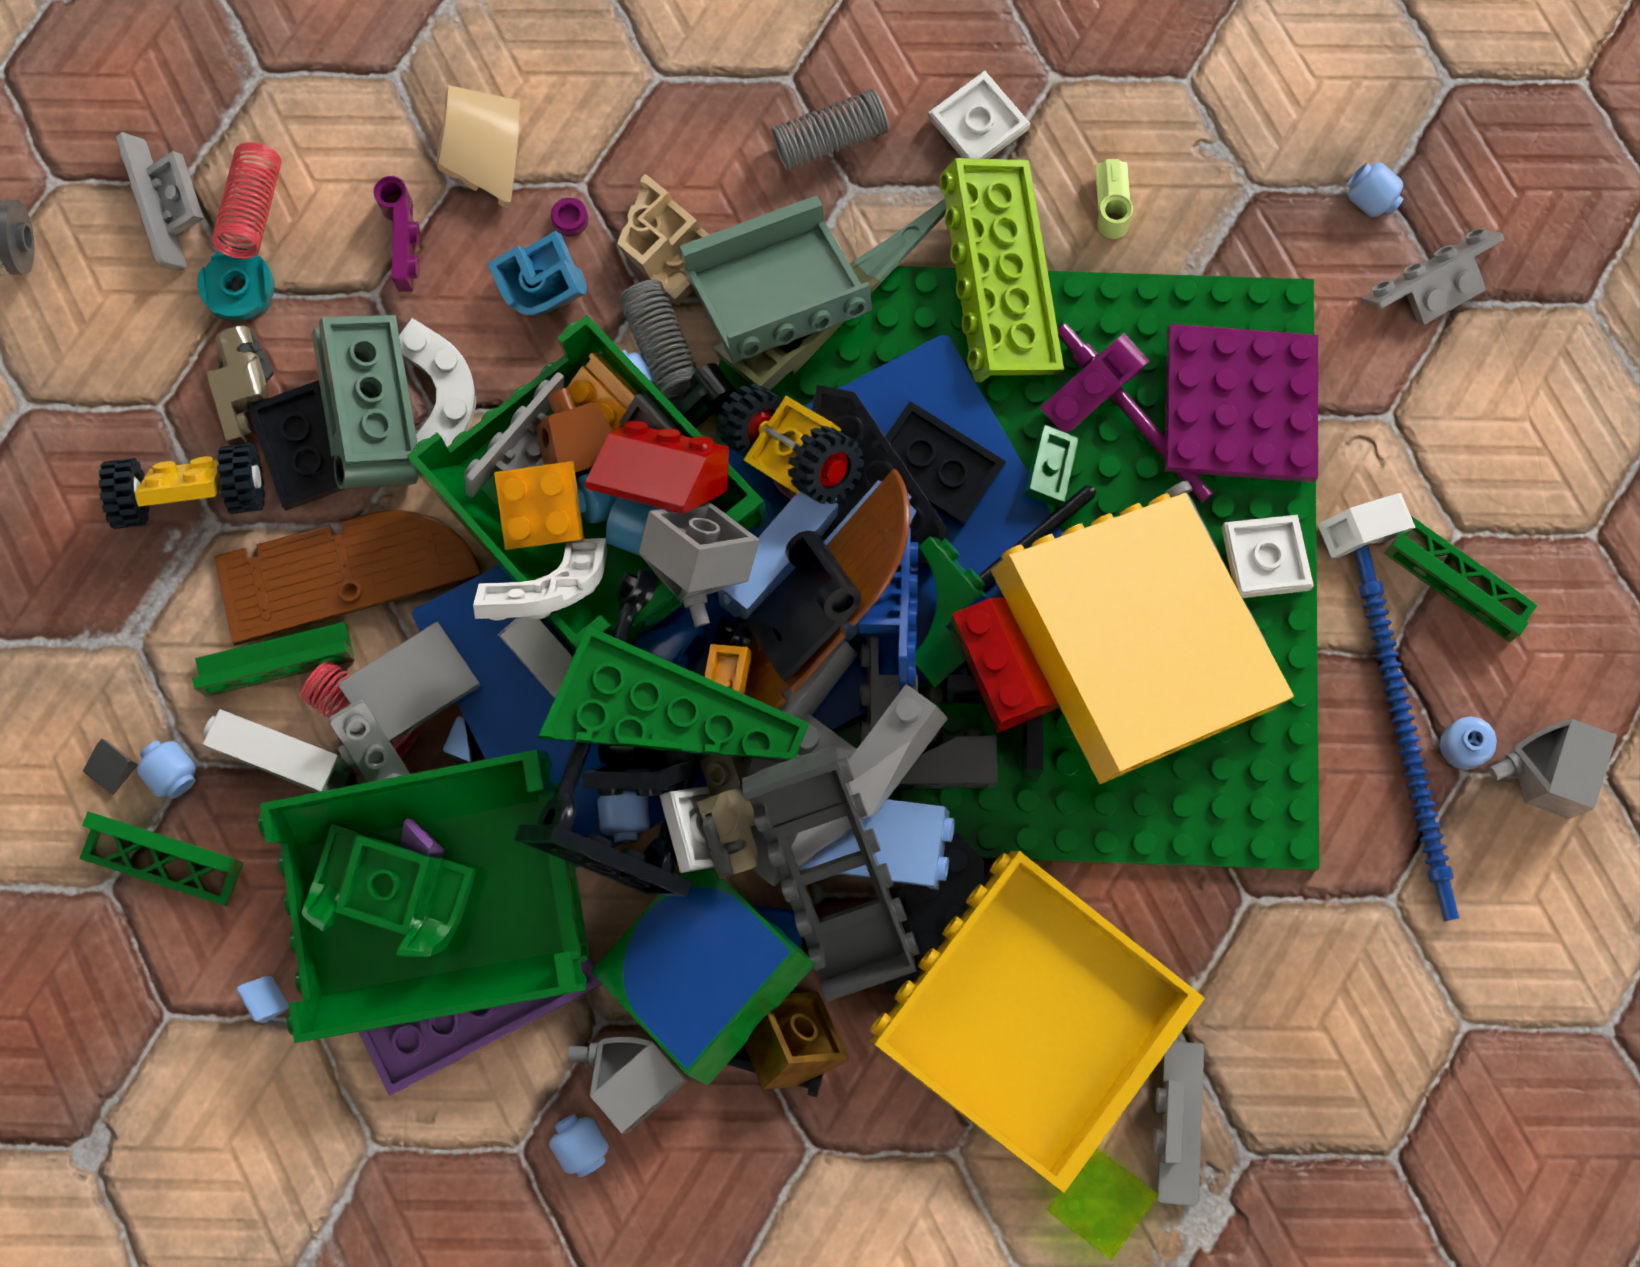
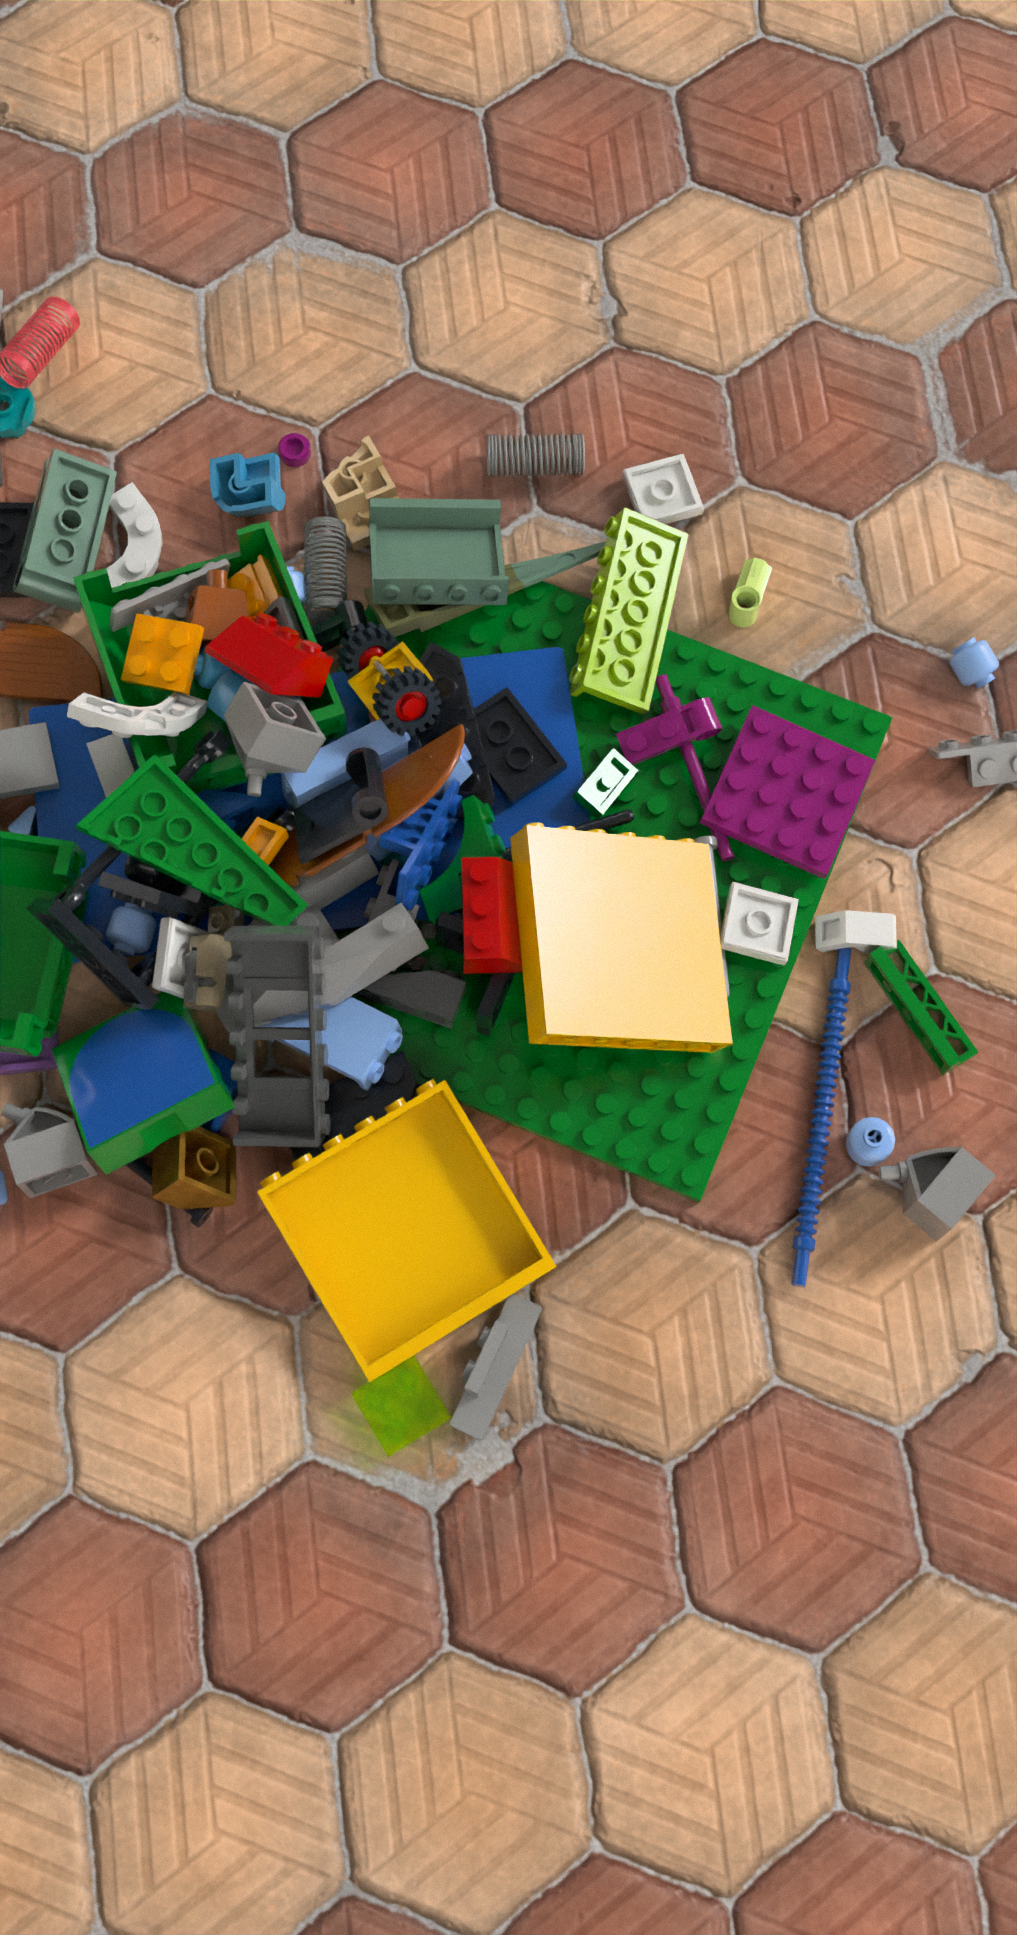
camera: 15 degrees right, 5 degrees down
(405, 231) = (155, 412): magenta plate -> none
(480, 141) = (245, 363): tan slope -> none

